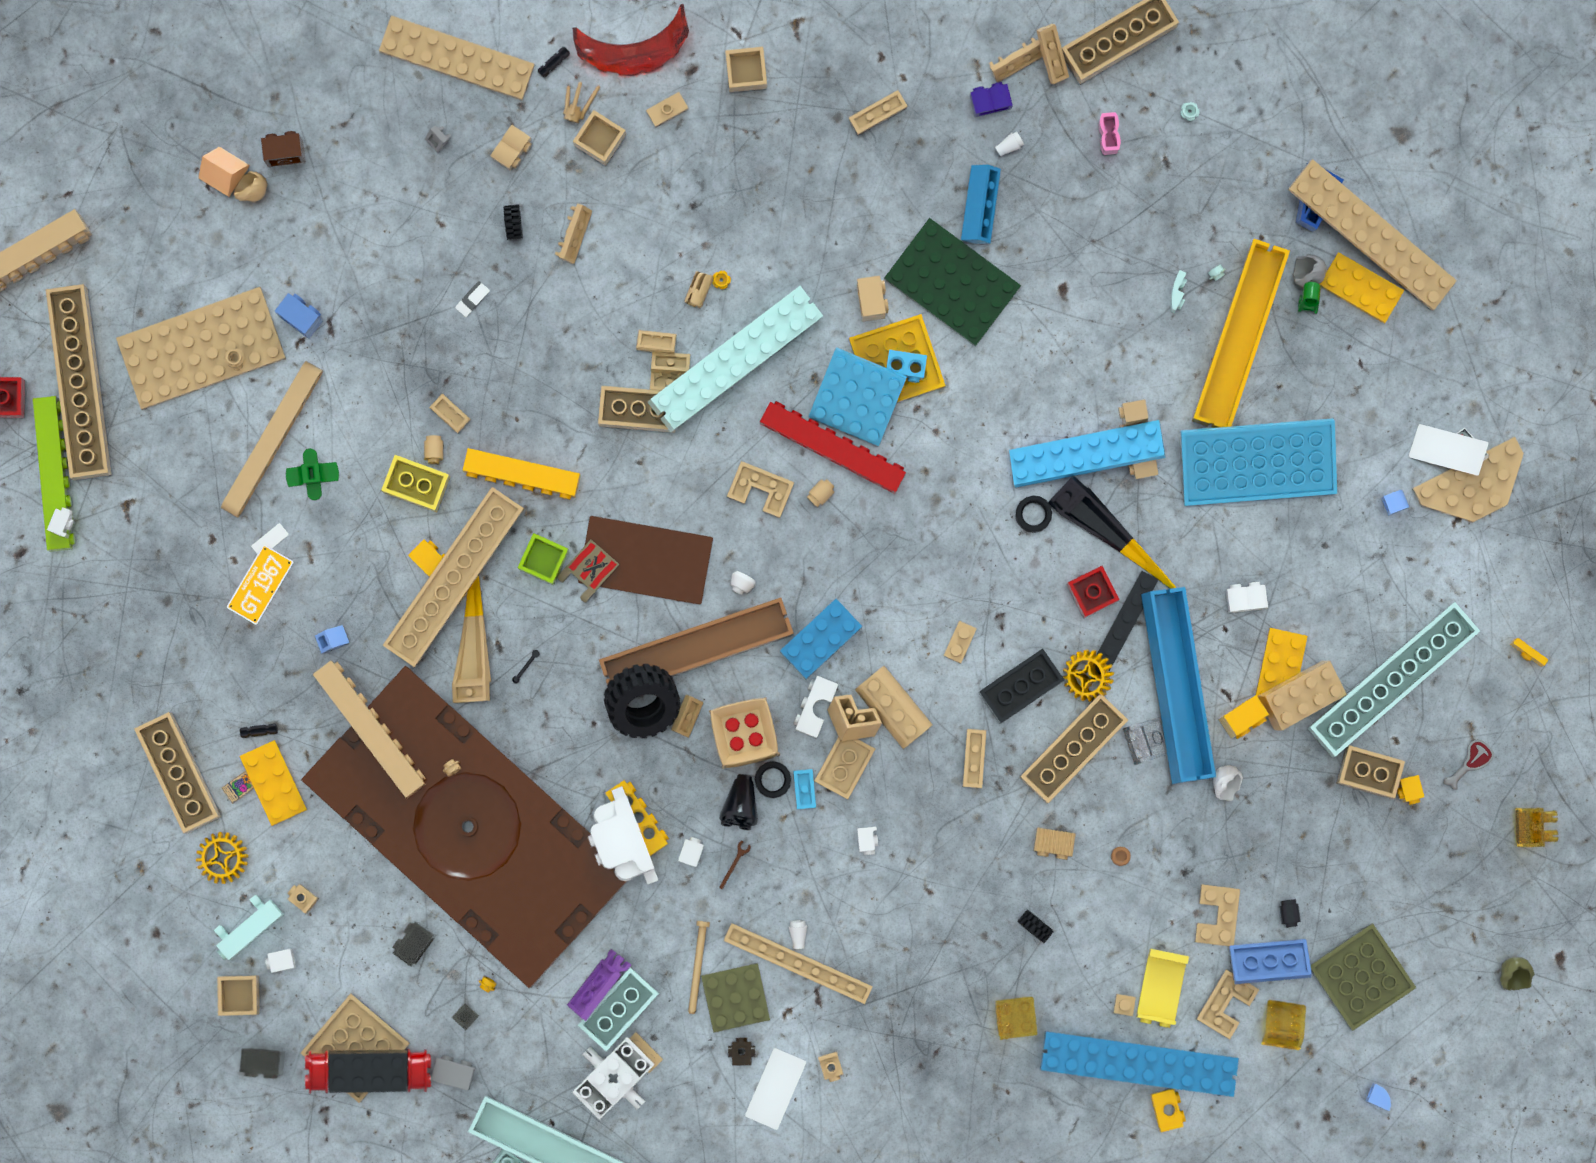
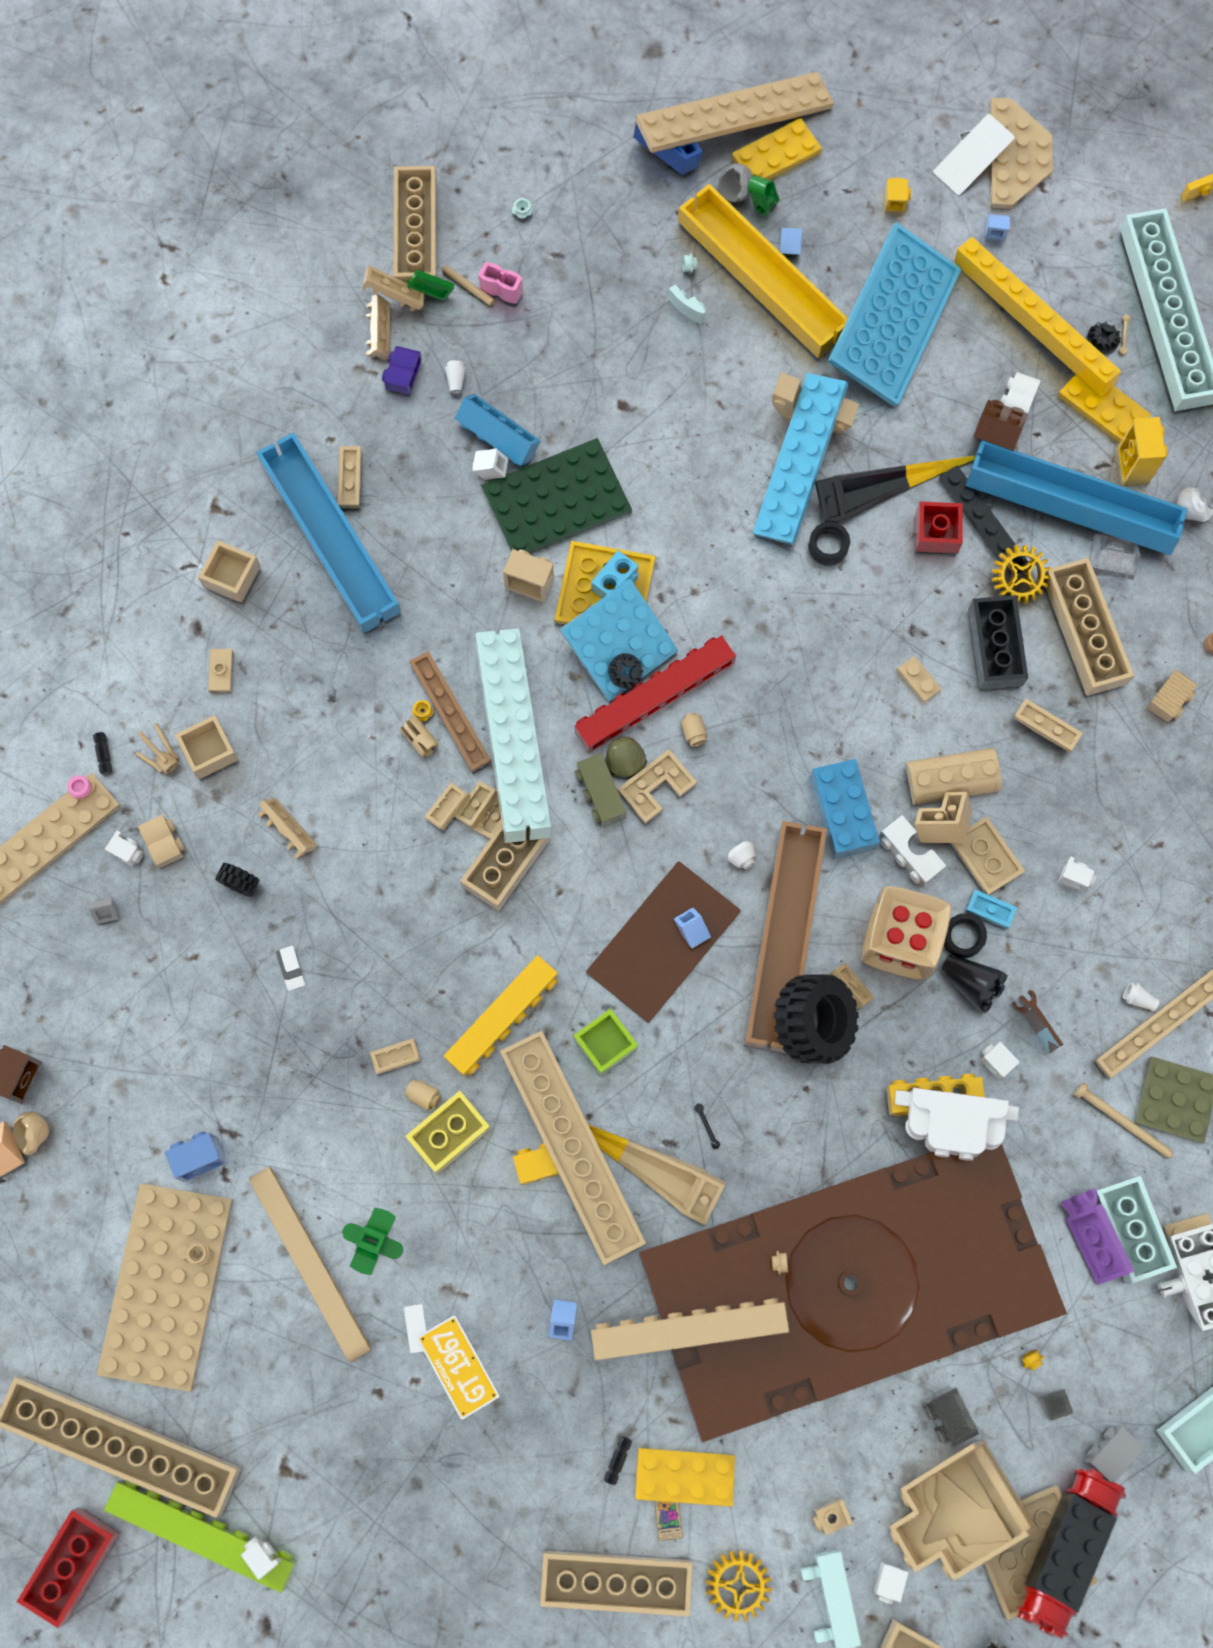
camera: 60 degrees left, 10 degrees down
(353, 984) = (961, 1514): none -> tan panel
(489, 125) = (124, 849): none -> white brick
(516, 63) = (79, 787): none -> bright pink tile
(591, 567) = (641, 1000): flag -> none
(635, 57) = (152, 666): clear red windscreen -> none
(665, 575) = (692, 927): none -> light blue brick
(731, 301) = (450, 712): none -> medium nougat plate
(732, 449) = (600, 790): none -> olive brick
(769, 453) = (625, 757): none -> olive hair
(821, 124) = (329, 533): none -> dark azure piece
(843, 413) = (616, 668): none -> black gear
(948, 215) = (490, 464): none -> white brick
(1073, 79) = (430, 285): none -> green tile
(1096, 107) = (468, 285): none -> tan bar
(1207, 595) = (1000, 424): none -> reddish brown brick
(1283, 342) = (790, 240): none -> light blue brick
(1302, 695) = (1145, 387): tan brick -> none
(1323, 575) = (1037, 316): none -> yellow brick
(1332, 639) = (1101, 344): none -> black gear
(1370, 649) = (1123, 349): none -> tan hinge
(1376, 406) = (897, 194): none -> yellow brick

